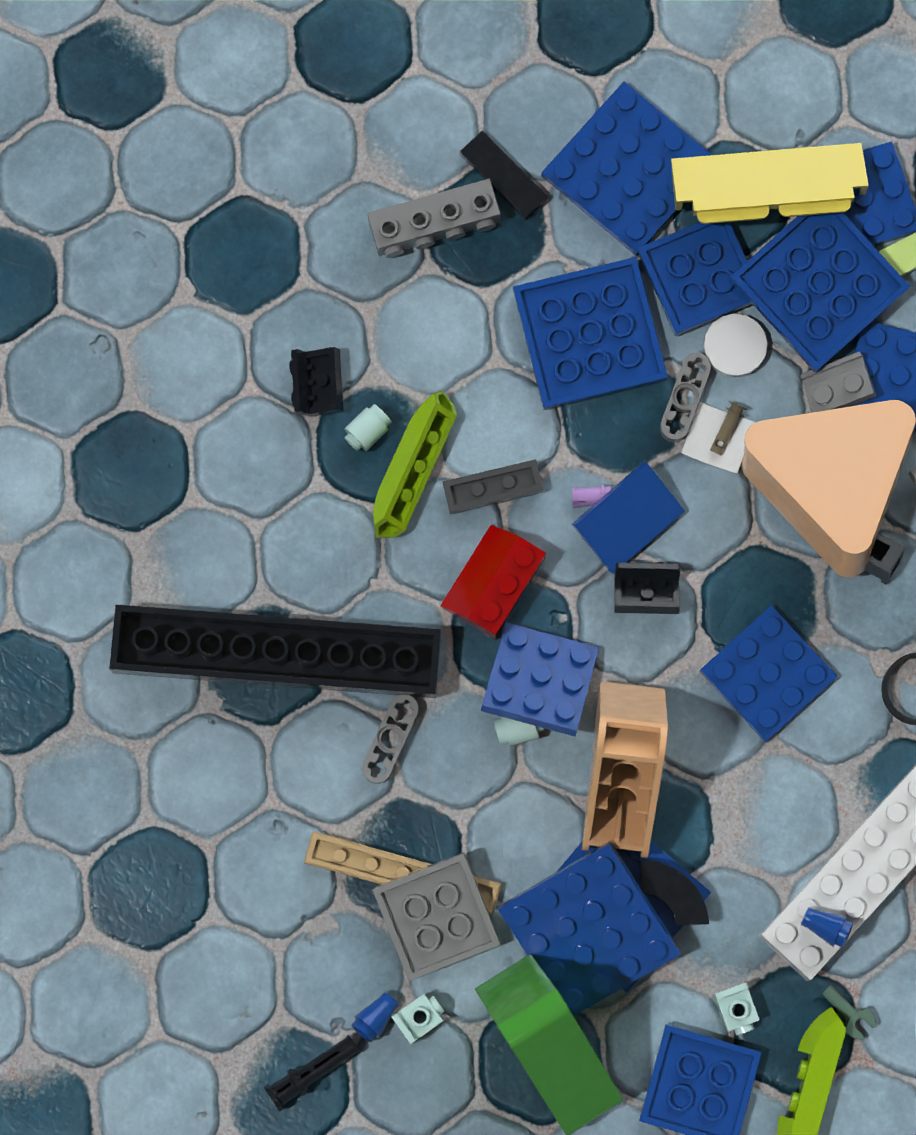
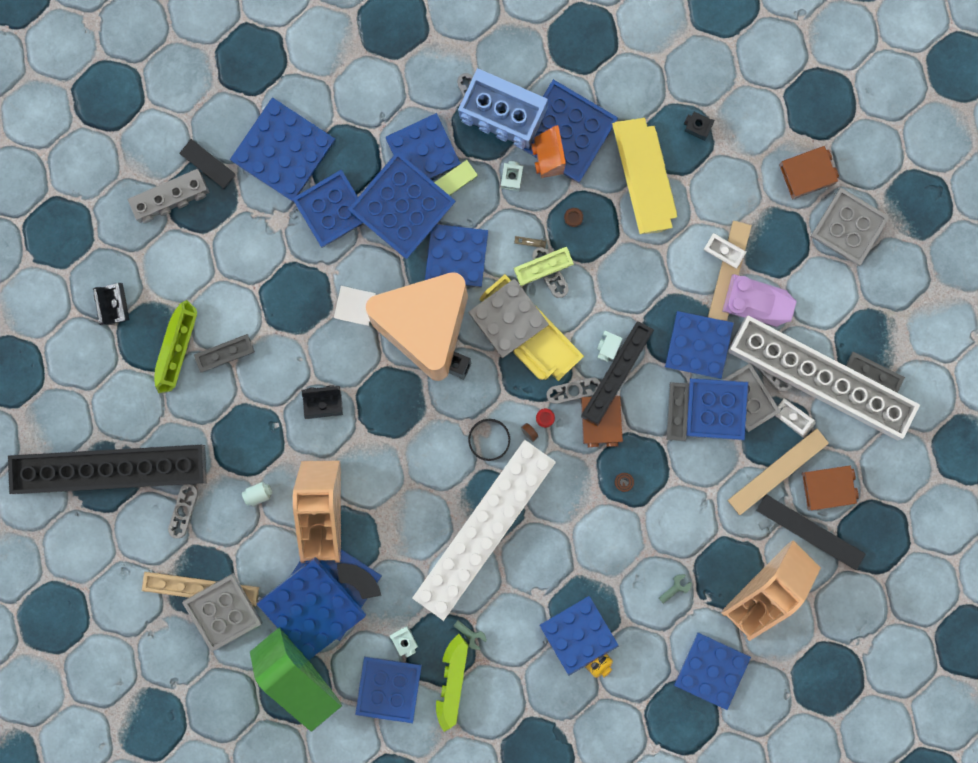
camera: 10 degrees left, 5 degrees up
(298, 1080) = (154, 718): black pin -> none
(367, 428) = (145, 328): light aqua brick -> none
(374, 1018) = (194, 675): blue cone -> none
(407, 1024) = (227, 668): light aqua brick -> none
(493, 580) = (232, 410): red slope -> none
(540, 679) = (265, 464): blue plate -> none
(589, 495) = (283, 351): lavender pin -> none
(590, 333) = (270, 253): blue plate -> none
(628, 517) = (306, 361): blue tile -> none
(685, 373) = (340, 271): light grey beam -> none
(727, 427) = (359, 298): dark tan piece -> none
(735, 345) = (358, 249): white tile -> none
(768, 673) = (400, 442): blue plate -> none
(785, 179) = (374, 146): light yellow slope -> none
(828, 926) = (450, 590): blue cone -> none
(839, 384) = (421, 265): light grey plate -> none

